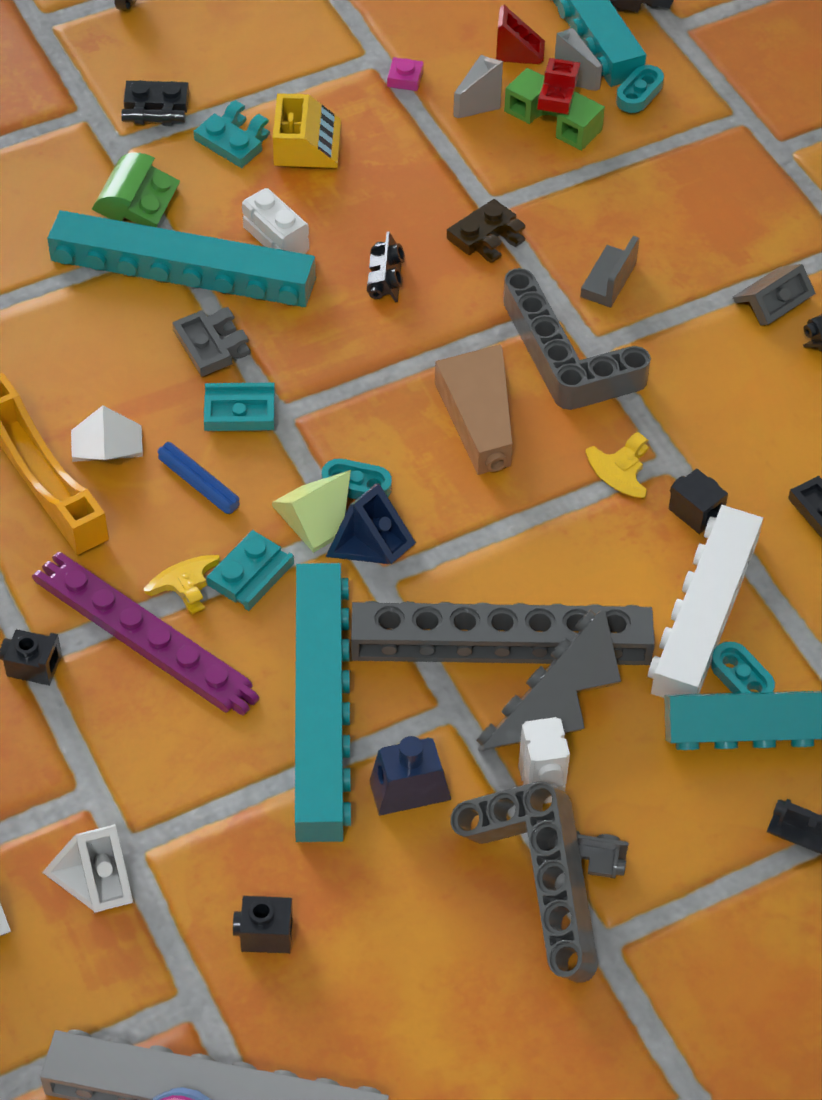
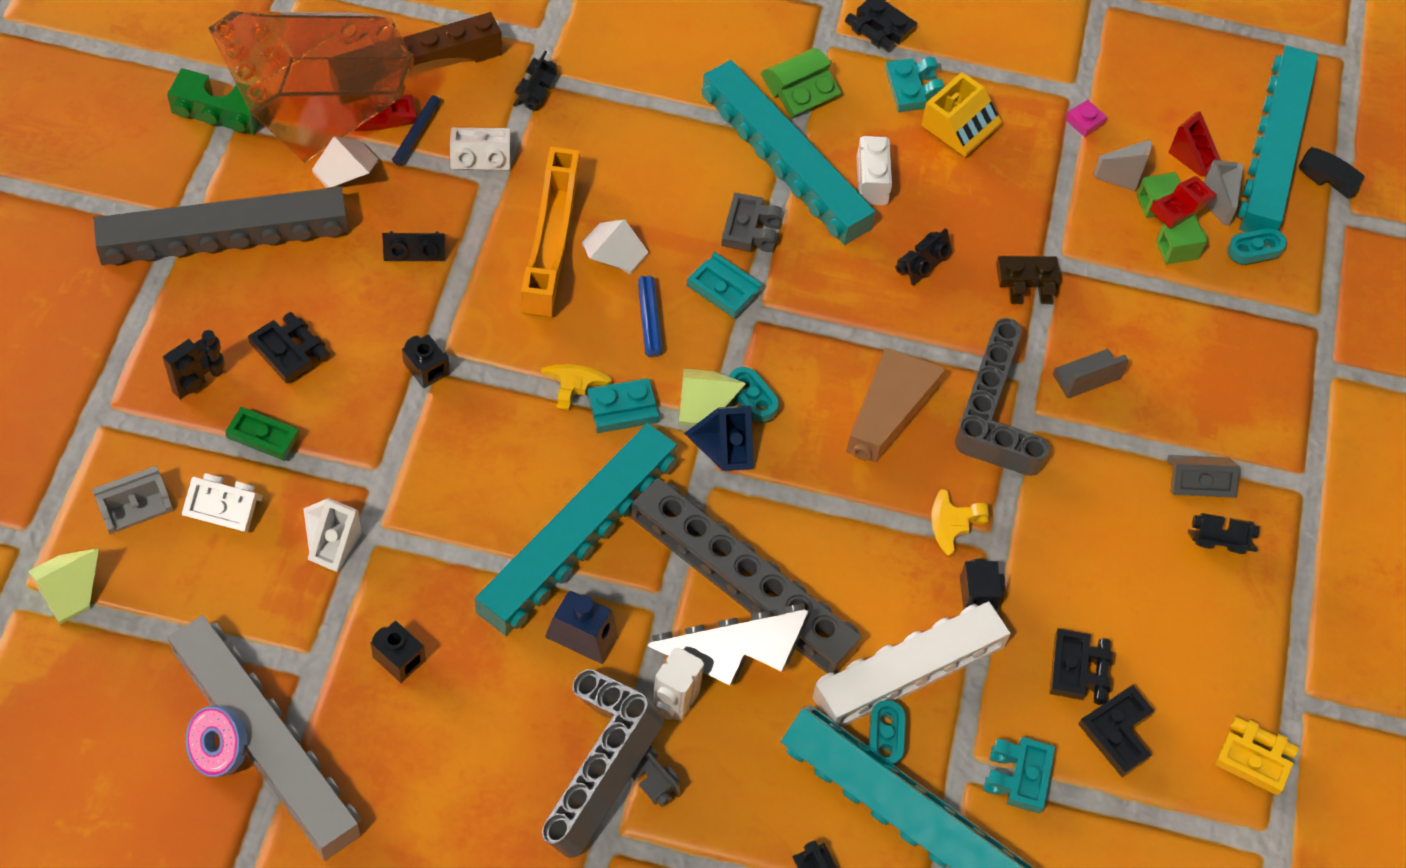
camera: 35 degrees right, 5 degrees up
(147, 634) = (514, 401): magenta hinge -> none

